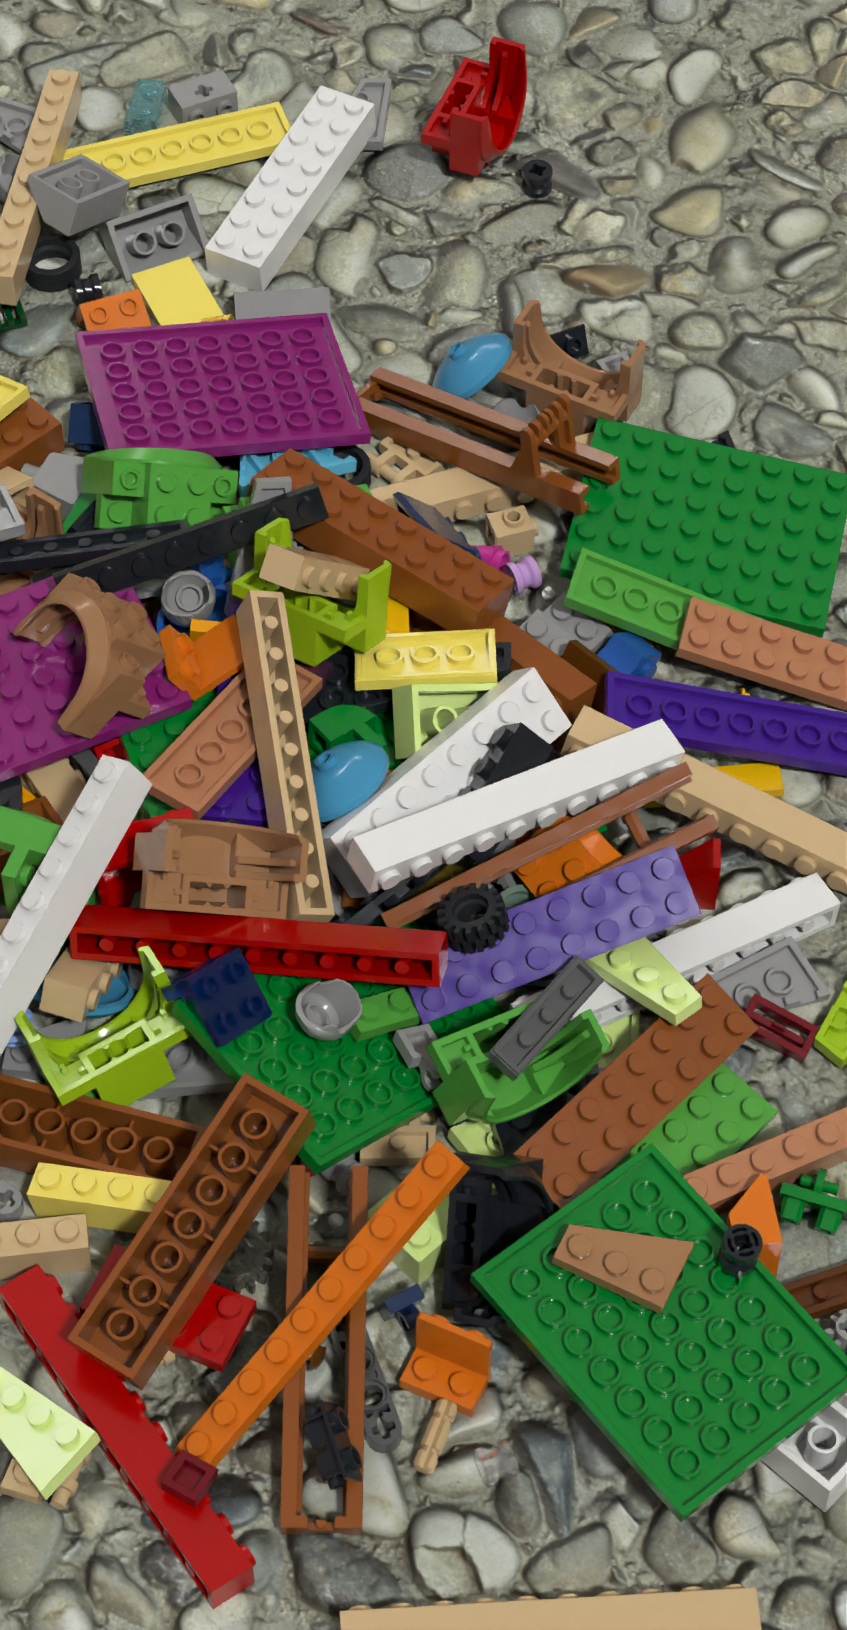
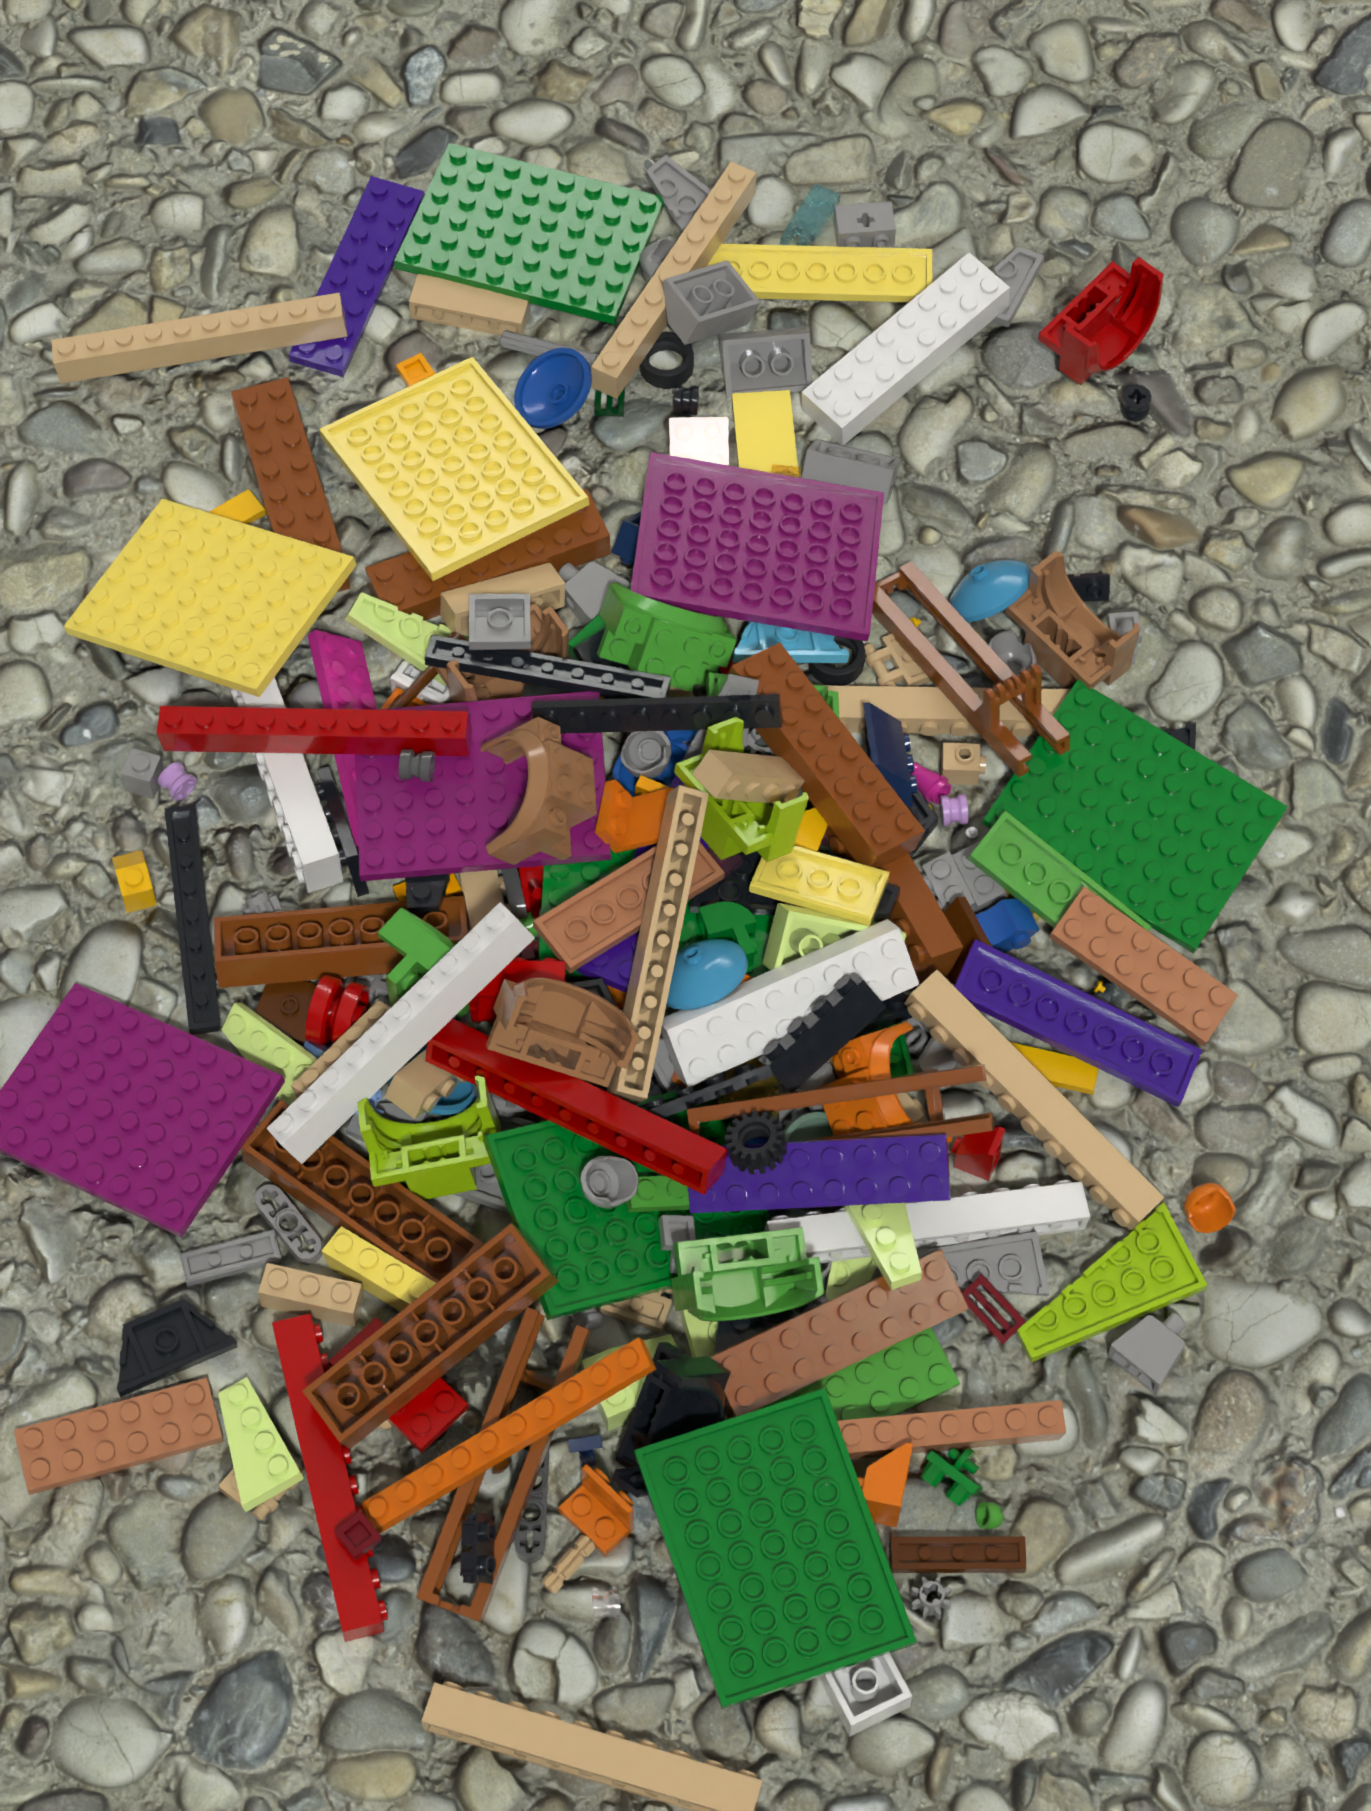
camera: 20 degrees right, 10 degrees up
(223, 996) = (525, 1143): clear blue bracket -> none
(512, 806) = (830, 1055): white brick -> none
(544, 1018) = (783, 1248): dark grey tile -> none
(625, 1263) = (760, 1484): medium nougat wing -> none
(735, 1258) = (855, 1512): black wheel -> none

